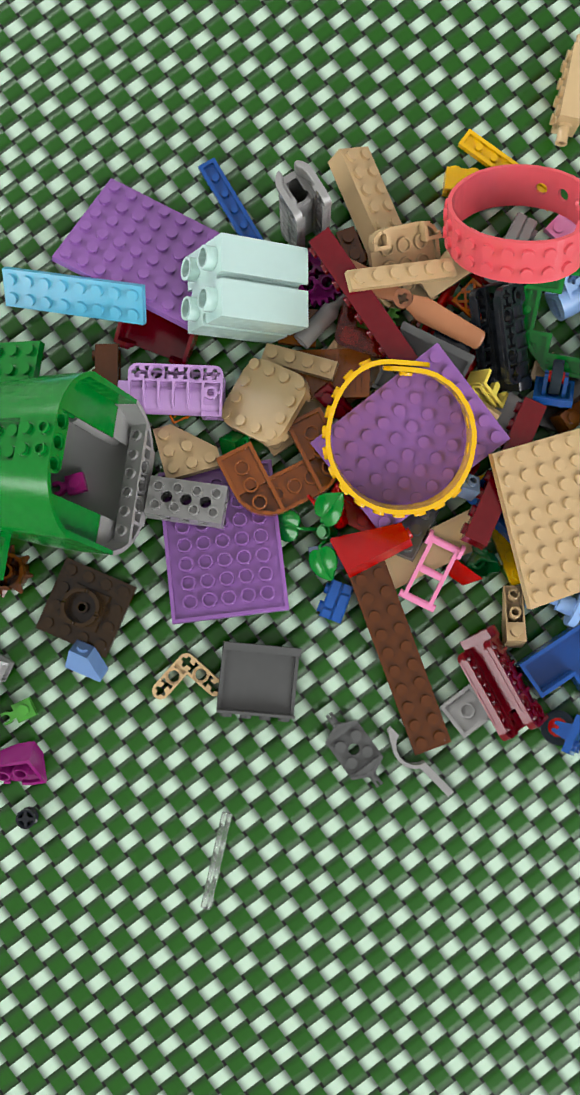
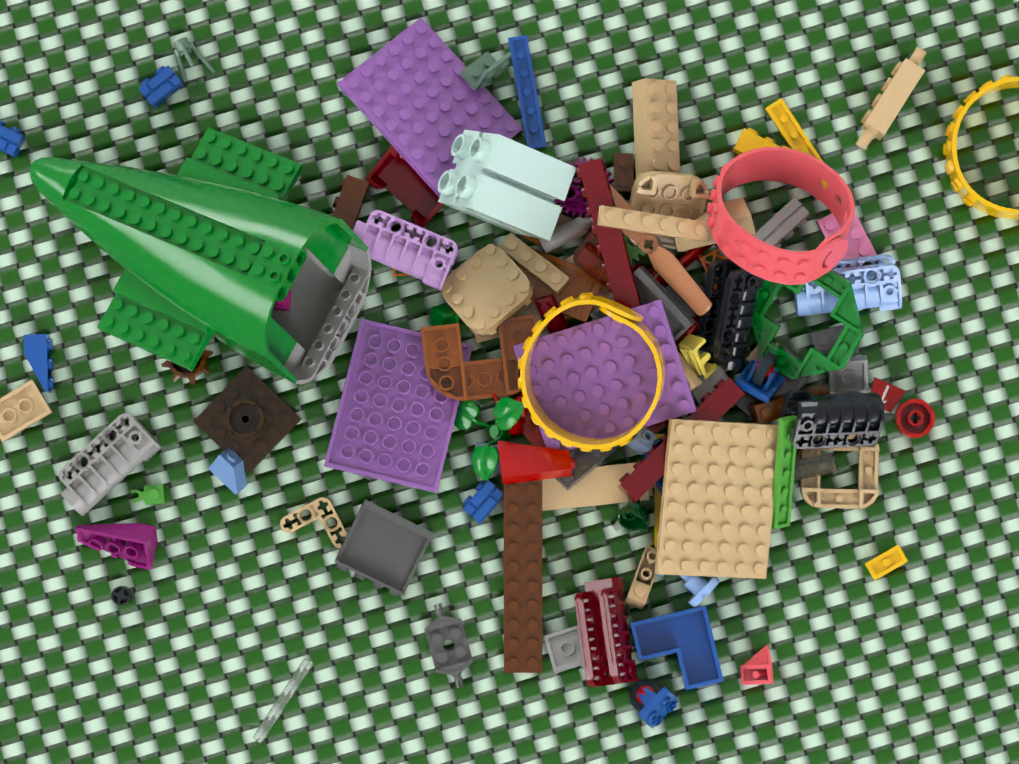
camera: 15 degrees right, 0 degrees up
(75, 295) = (345, 123): medium azure plate -> none
(184, 453) = (393, 309): tan plate -> none
(184, 490) = (379, 344): light grey brick -> none
(187, 201) = (483, 69): none -> sand green bracket
(302, 203) = (597, 128): light grey piece -> none
(393, 736) = (507, 683): light grey piece -> none
(457, 554) = (592, 476): bright pink piece -> none
(463, 574) = (611, 519): red sticker -> none

